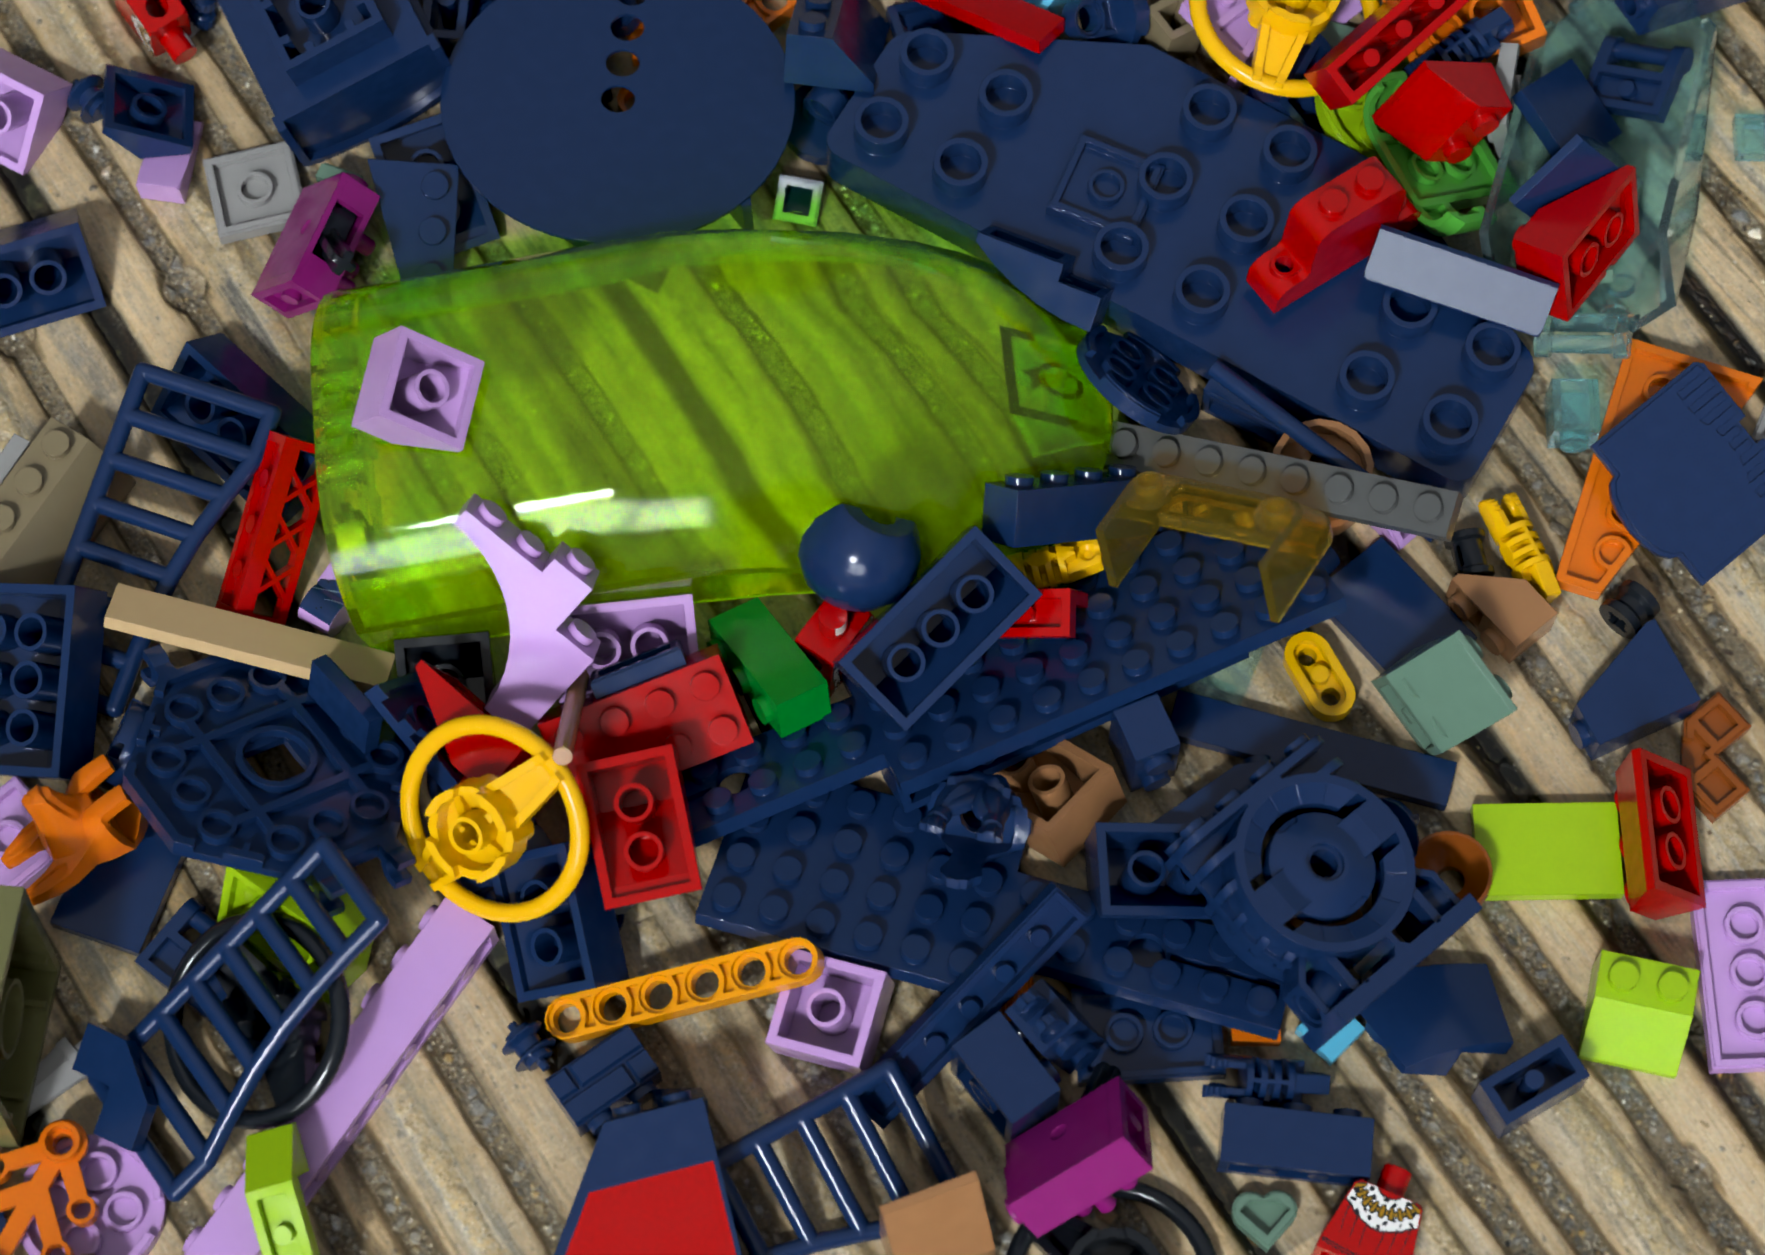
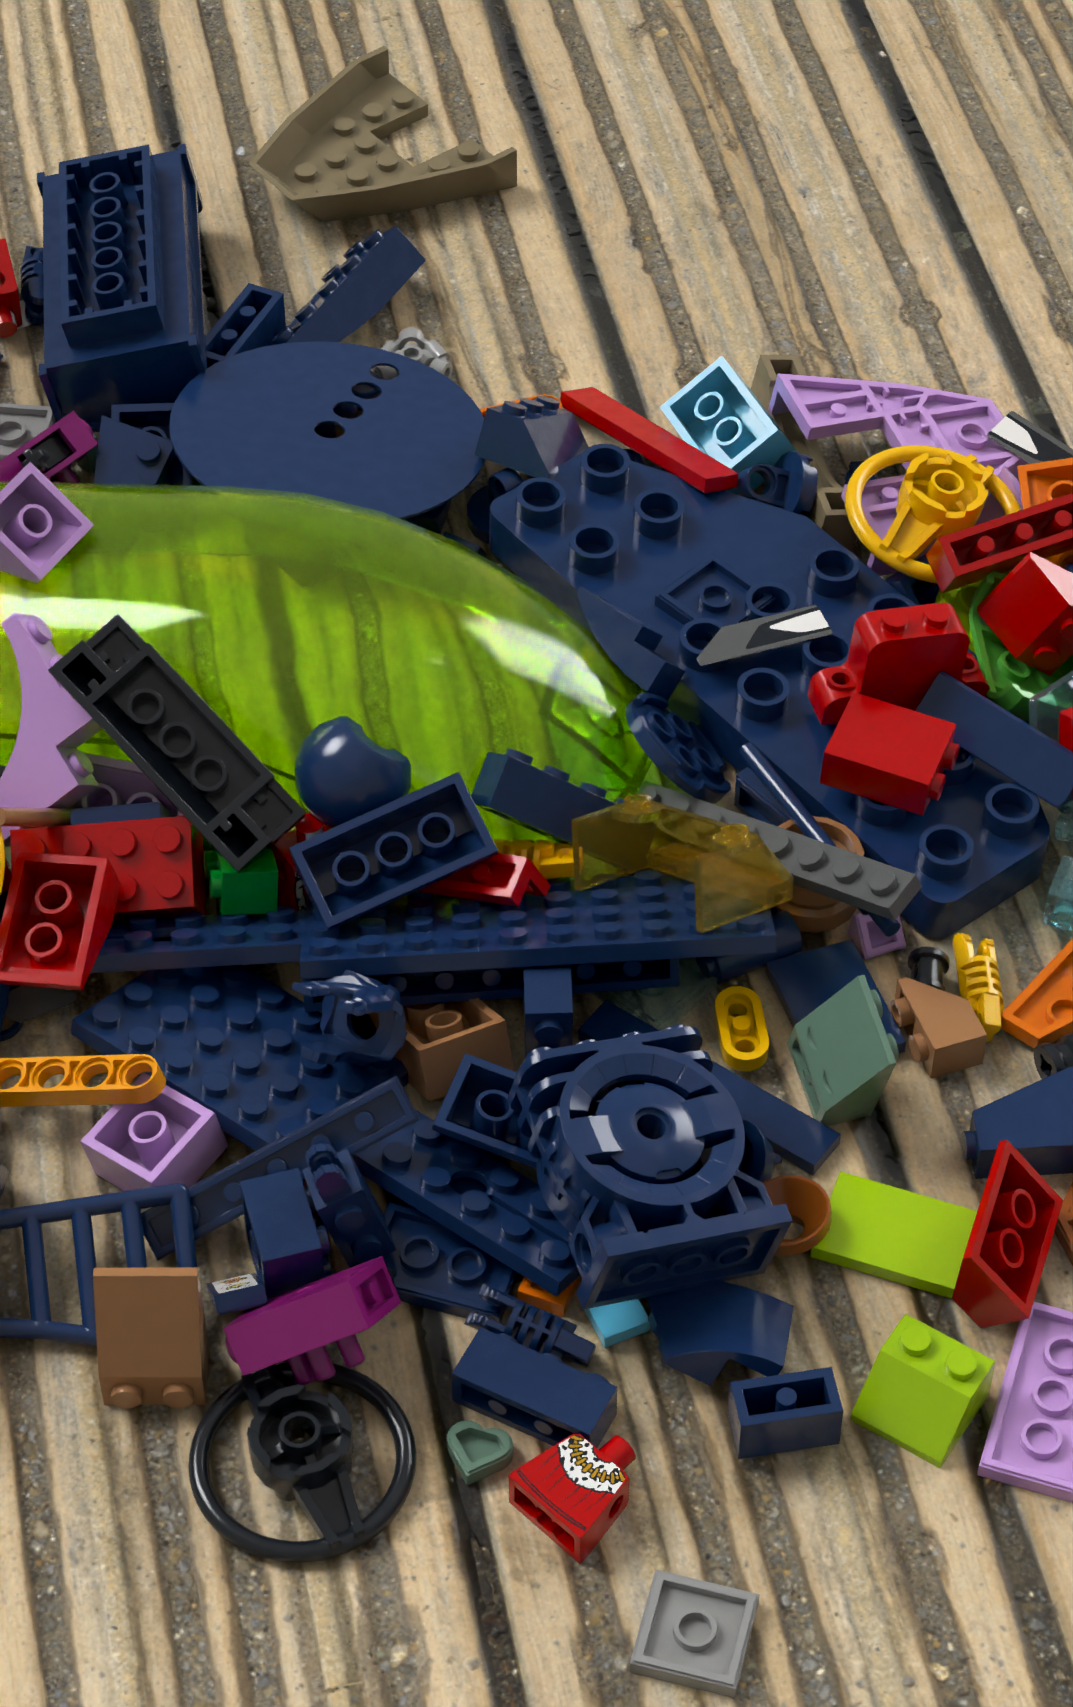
camera: 20 degrees right, 20 degrees down
(682, 589) = (178, 742): none -> black slope
(984, 1146) = (237, 1293): none -> dark blue tile
(1179, 223) = (765, 634): none -> sticker
(1364, 338) = (889, 754): none -> red brick

